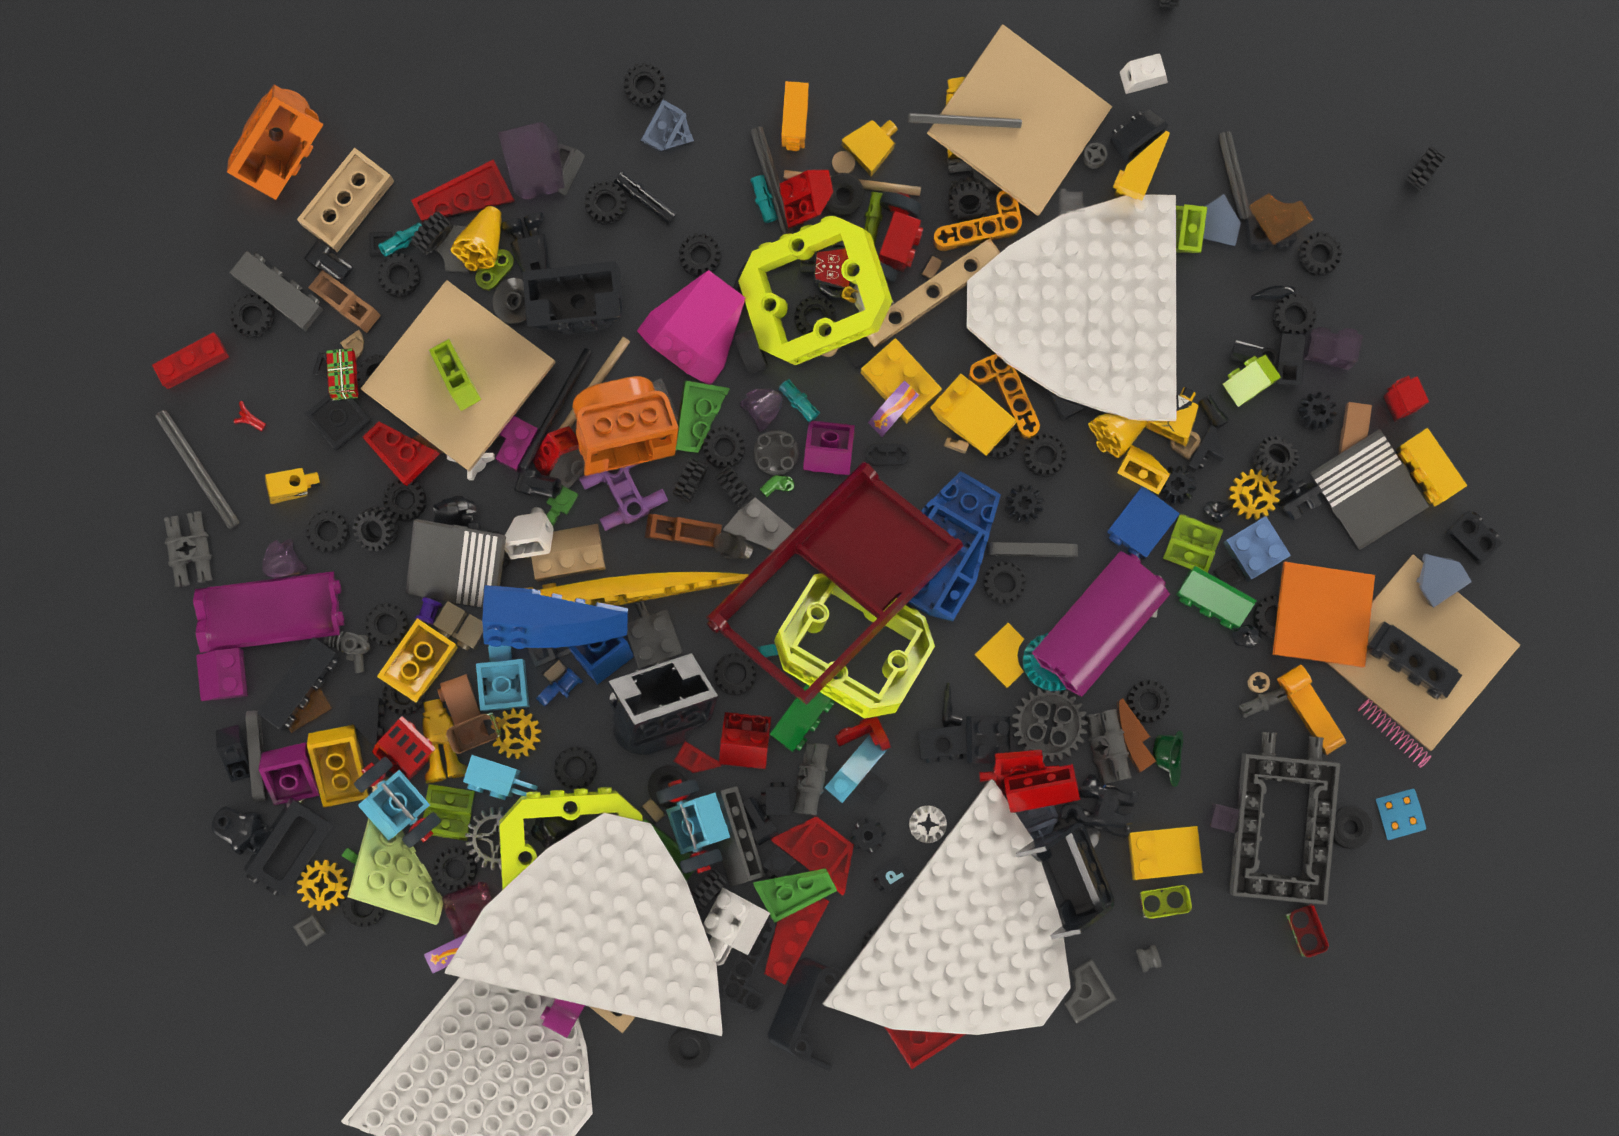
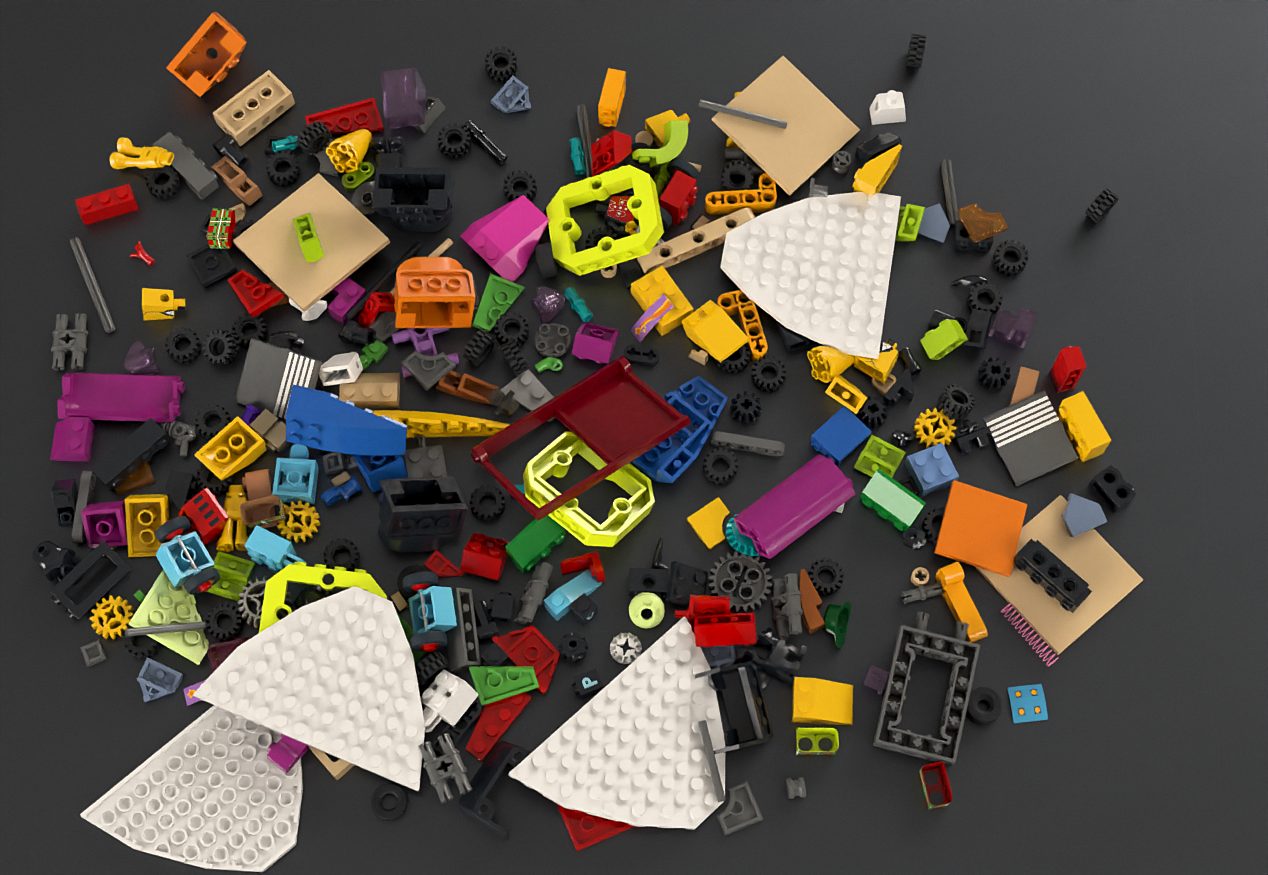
camera: 10 degrees right, 15 degrees down
(232, 291) = (149, 156): none -> yellow piece
(391, 894) = (165, 628): none -> dark grey bar
(392, 949) = (158, 679): none -> sand blue slope
(634, 520) = (428, 369): none -> dark grey tile
(761, 1007) = (455, 770): none -> dark grey pin
(881, 179) = (675, 139): none -> lime arch
(943, 769) = (649, 601): none -> yellowish green piece
(1049, 946) = (712, 761): none -> dark grey bar

